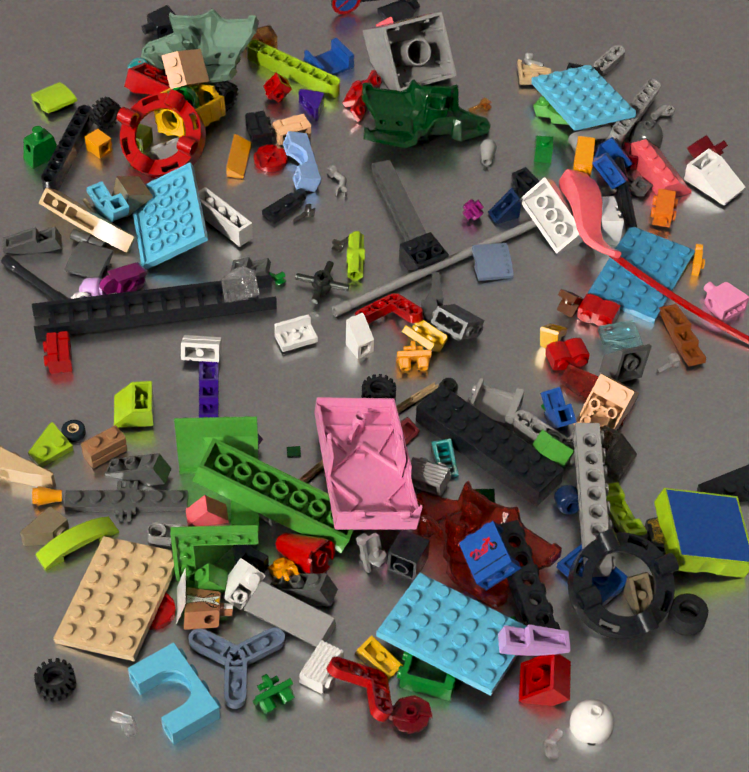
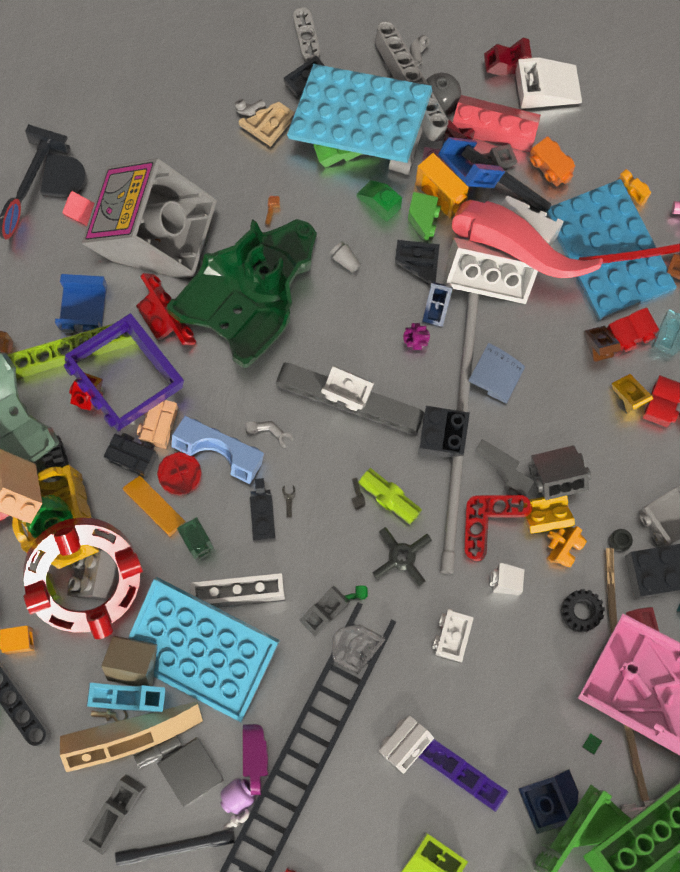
camera: 50 degrees left, 25 degrees up
(235, 178) = (196, 539): none -> clear green brick
(308, 66) = (149, 348): none -> dark purple window
(312, 102) = (135, 371): dark purple slope -> none
(400, 188) = (347, 388): none -> white bracket
(556, 167) = (422, 213): none -> bright green slope

